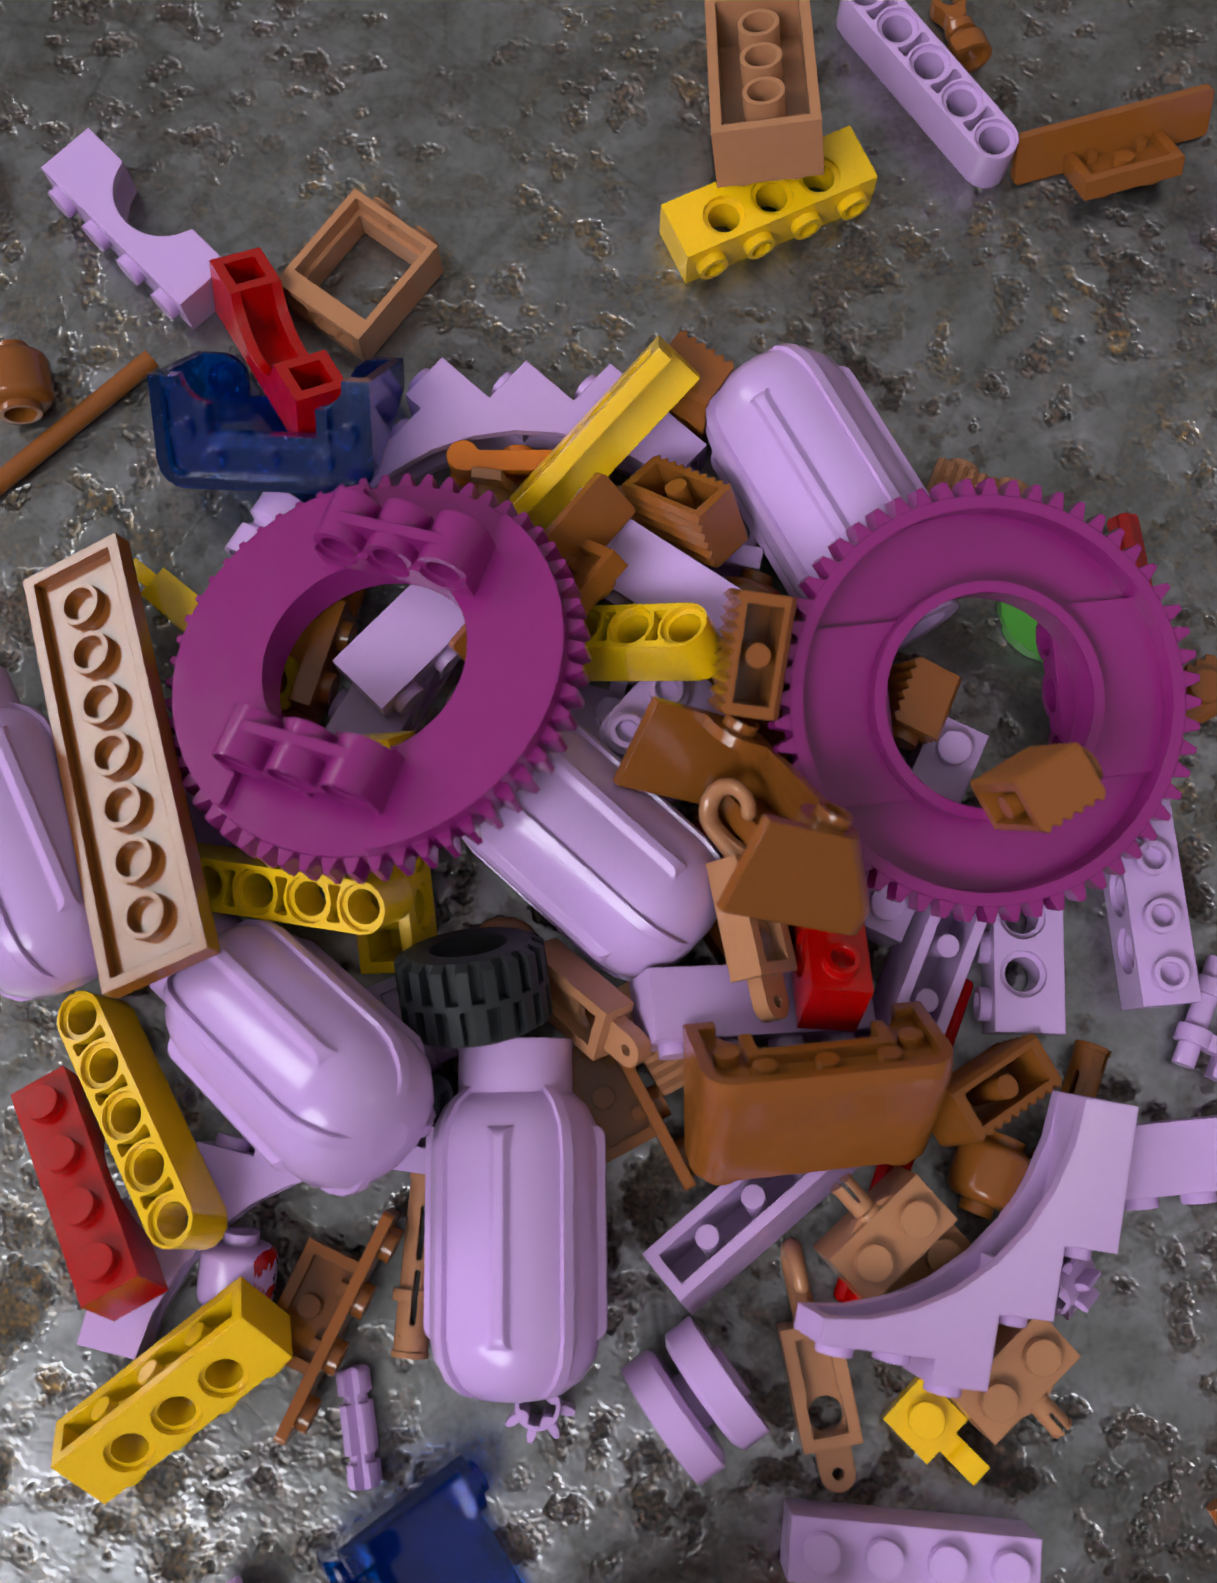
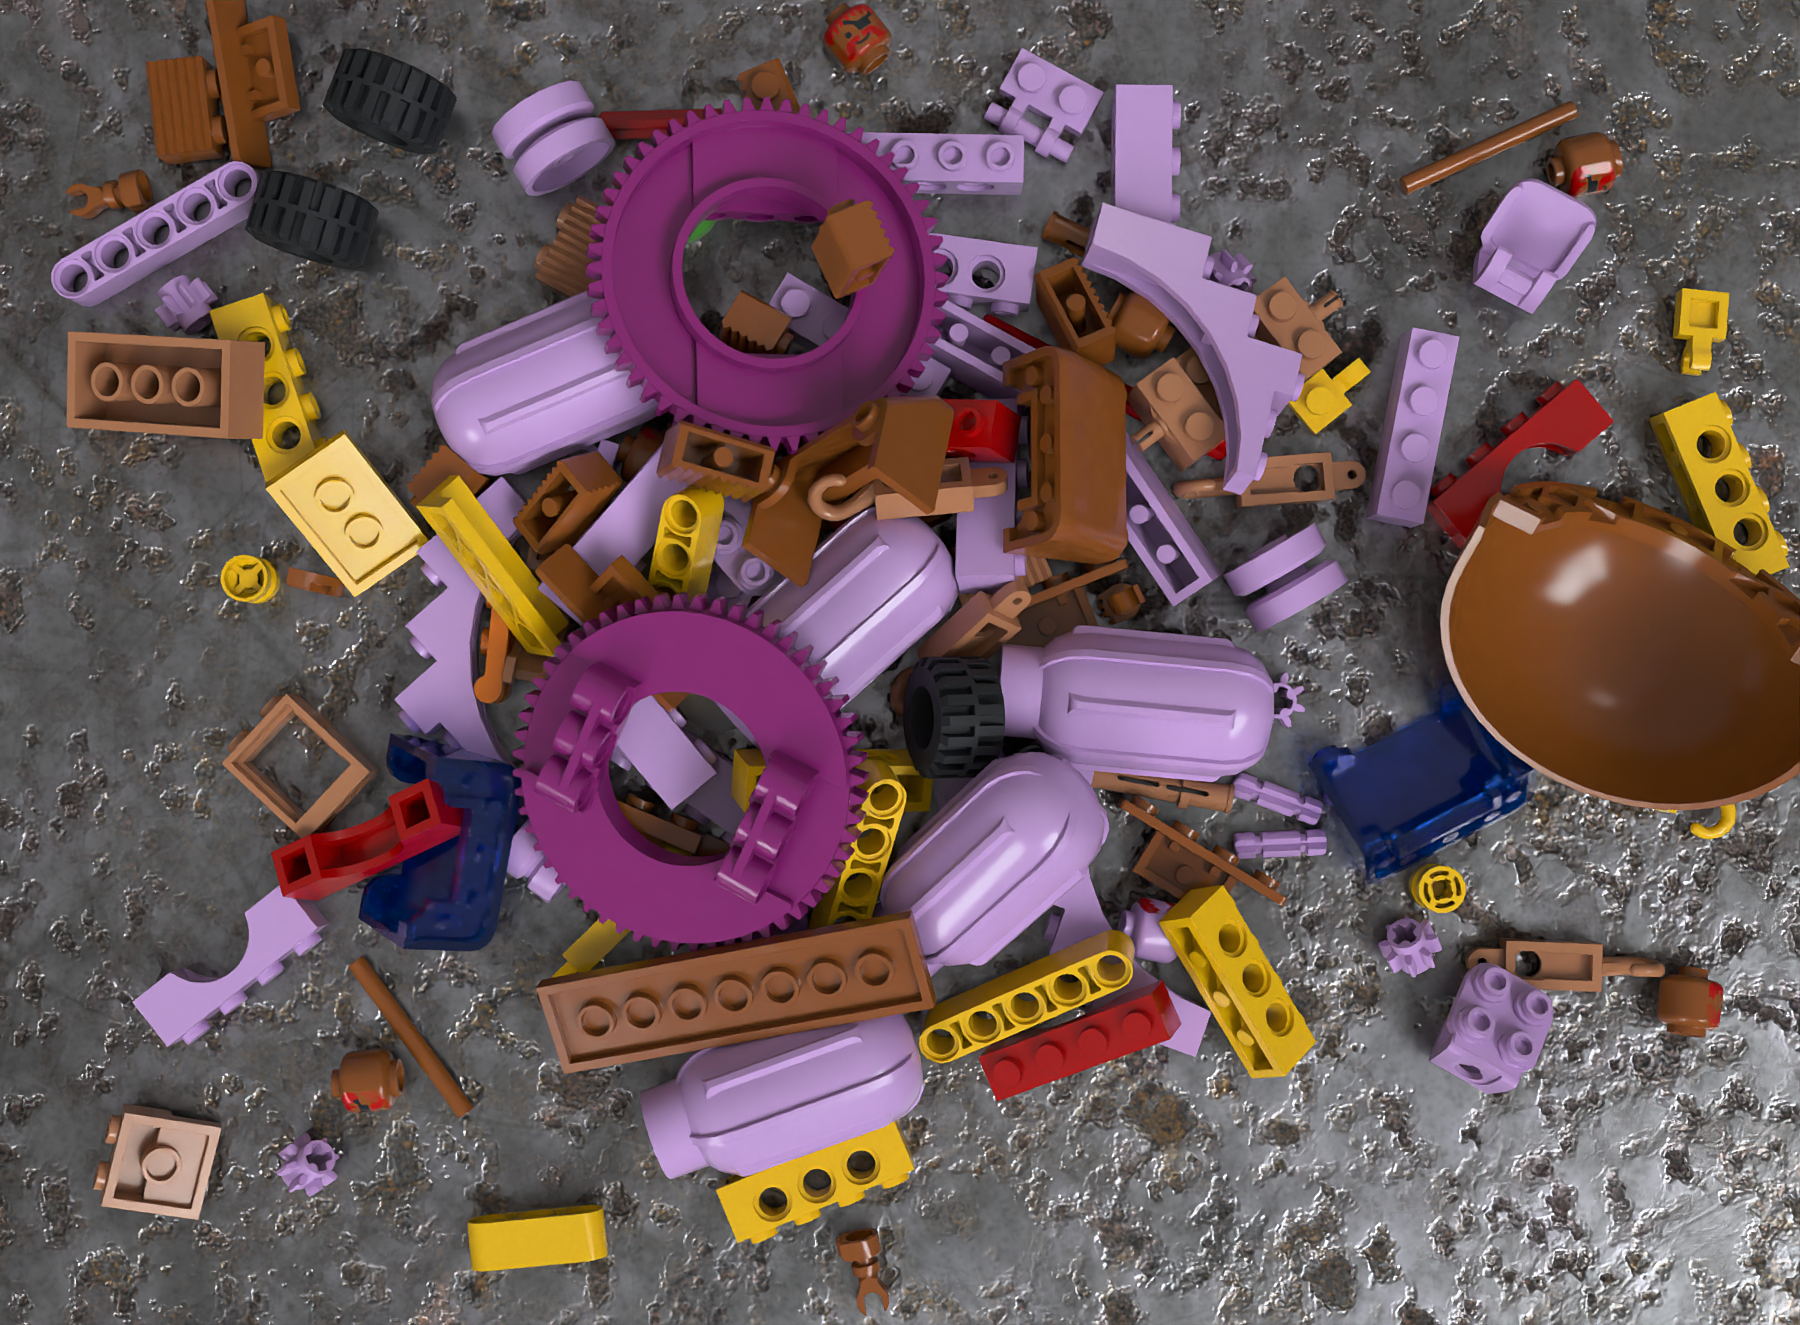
camera: 80 degrees left, 10 degrees up
(415, 1420) = (1277, 798): none -> lavender axle
(562, 204) = (242, 574): none -> yellow wheel
(567, 270) = (315, 582): none -> dark orange tile
(641, 1186) = (1120, 602): none -> dark orange piece
(646, 285) = (348, 513): none -> yellow plate
(854, 103) = (185, 304): none -> lavender gear
(967, 213) = (312, 219): none -> black tyre
(1063, 84) = (186, 110): none -> dark orange brick
(1104, 455) = (553, 138): none -> lavender wheel
(1114, 278) = (389, 101): none -> black tyre

